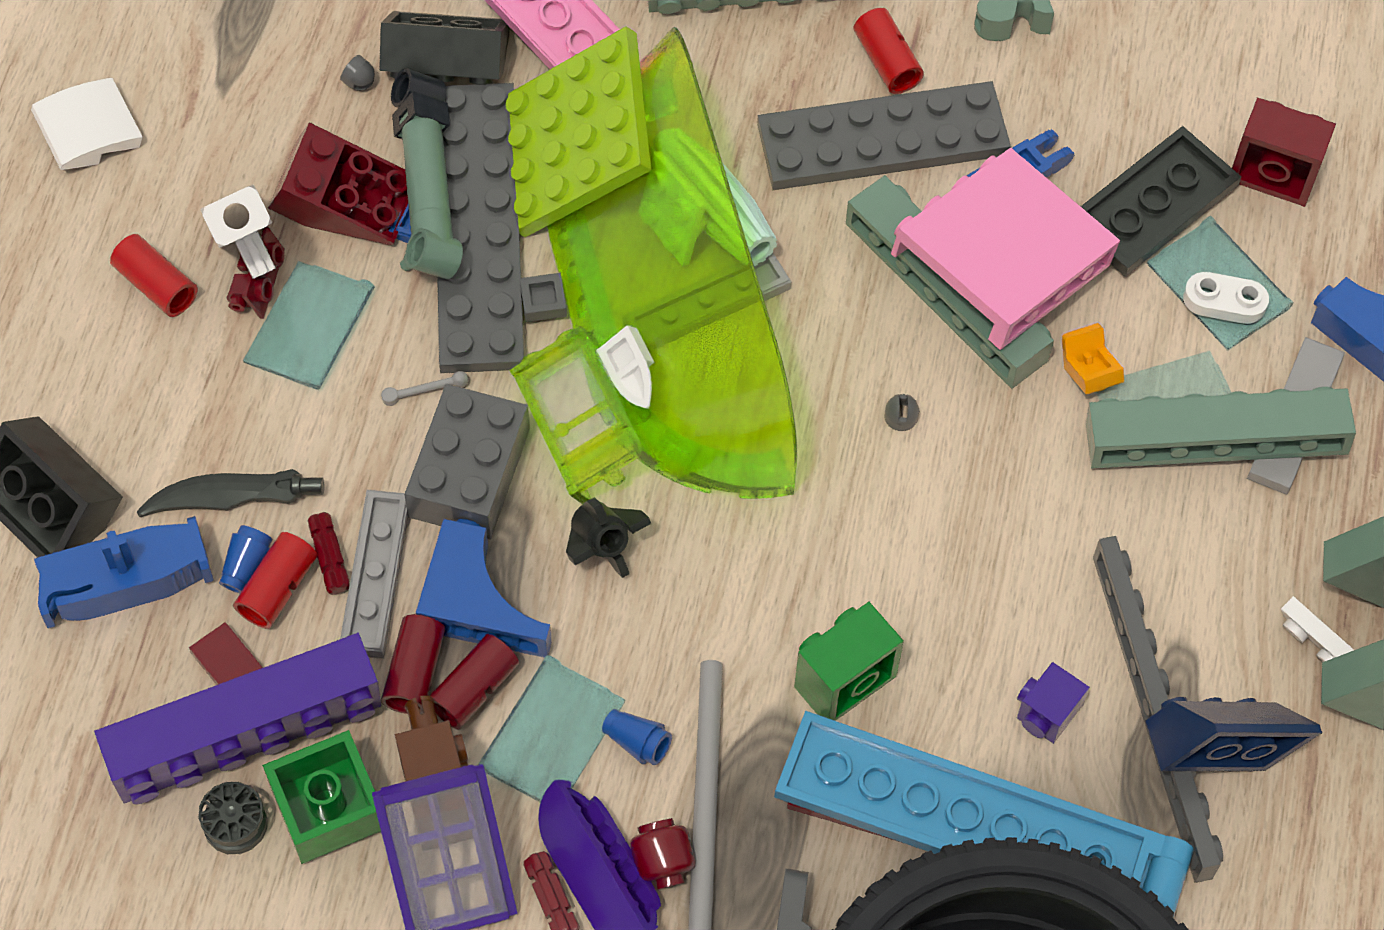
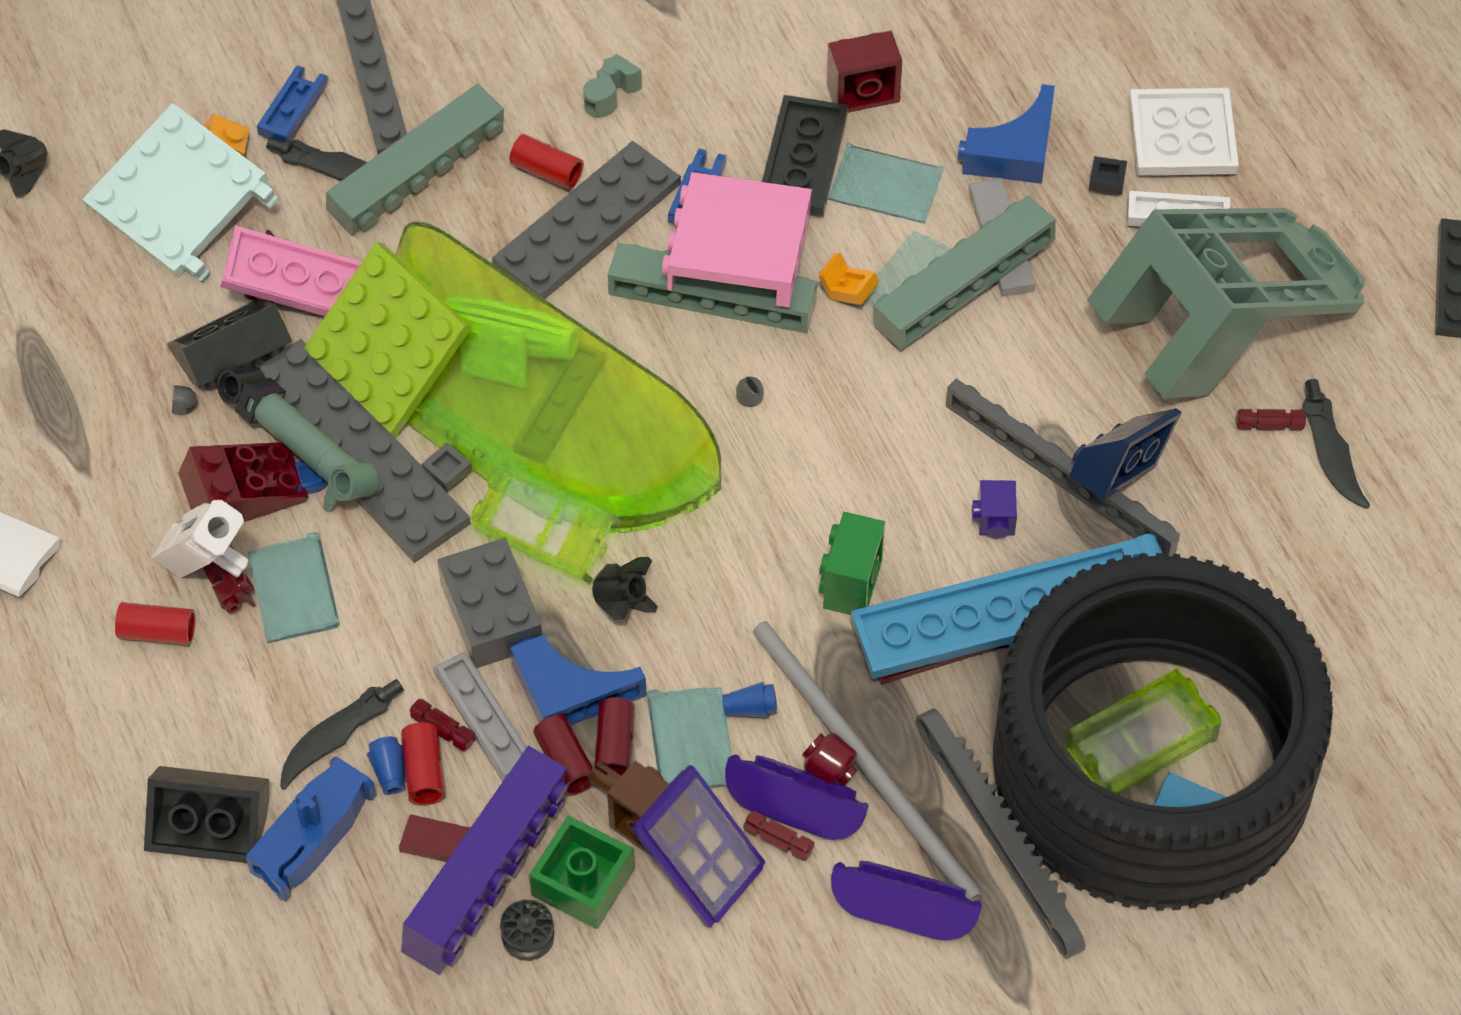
camera: 35 degrees left, 5 degrees down
(391, 396) = (393, 598): light grey hinge -> none
(628, 365) = (557, 467): white plate -> none
(1226, 299) = (900, 188): white plate -> none
(1305, 625) = (1113, 360): white plate -> none

